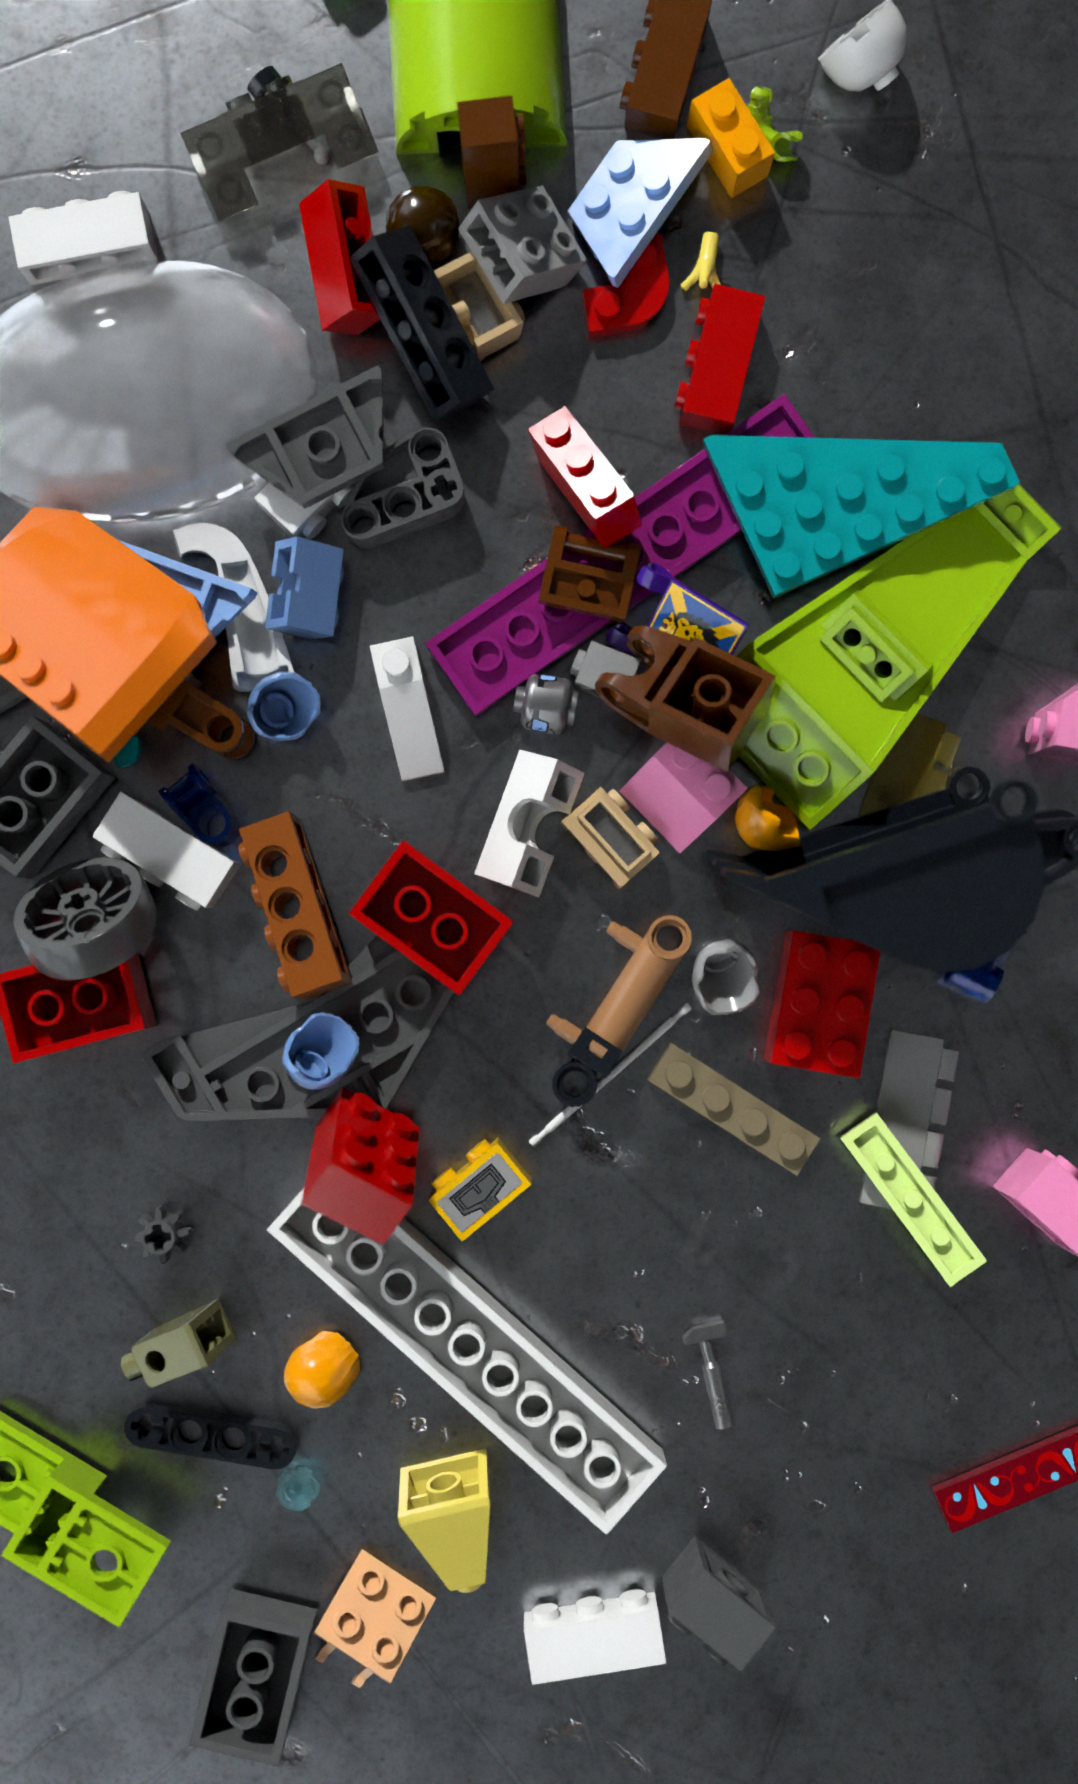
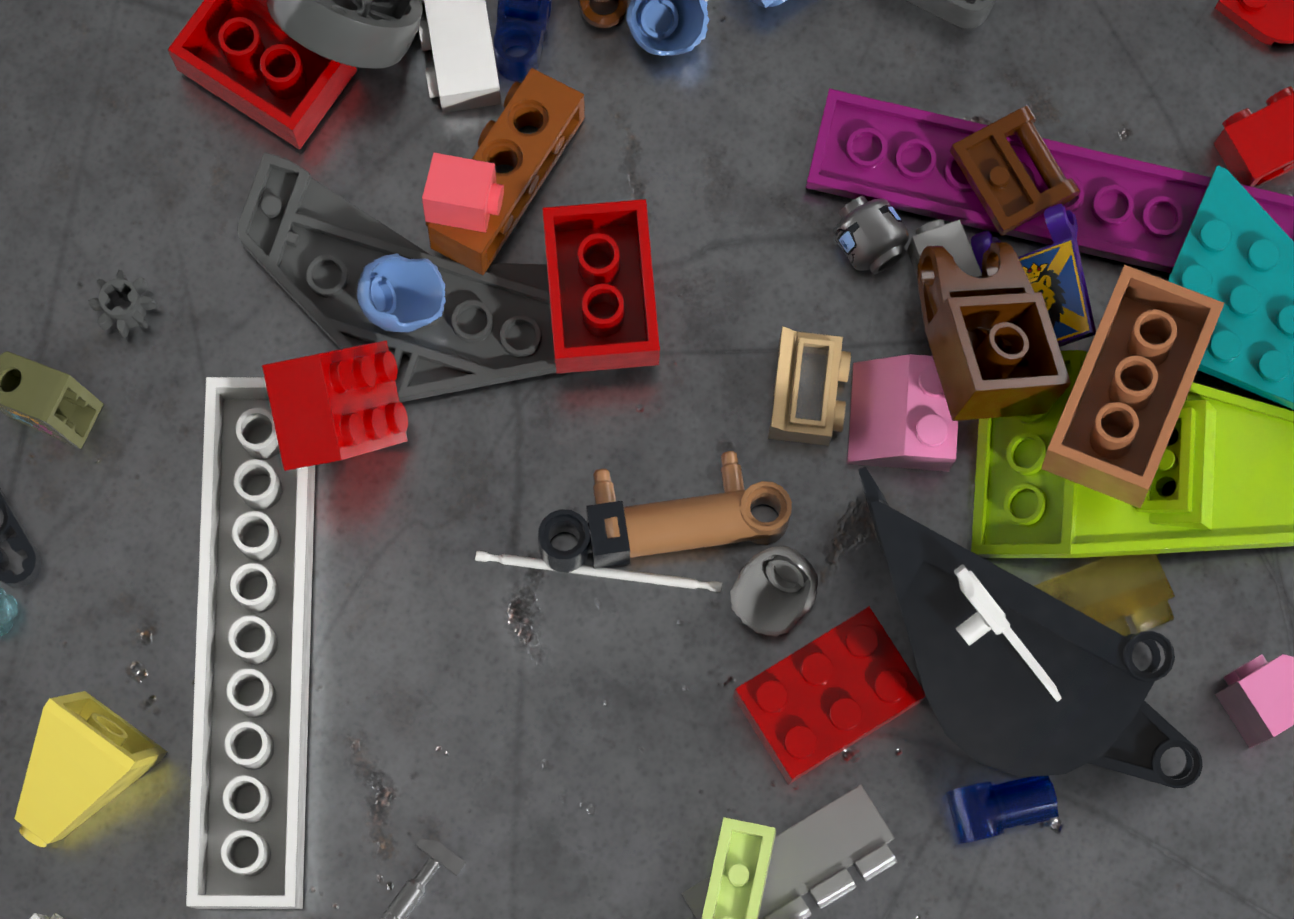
camera: 50 degrees right, 10 degrees down
(290, 957) = (461, 192): none -> coral brick
(321, 1370) = (116, 543): light orange hair -> none
(407, 708) = (761, 121): white slope -> none
(479, 1188) = (398, 537): brick -> none
(533, 790) = (785, 286): white arch -> none
(585, 477) = (1091, 95): brick -> none
(733, 1109) = (665, 705): dark tan plate -> none
(765, 823) = (941, 500): light orange hair -> none
(810, 634) = (1132, 386): none -> nougat brick
(900, 881) = (992, 617): none -> white piece

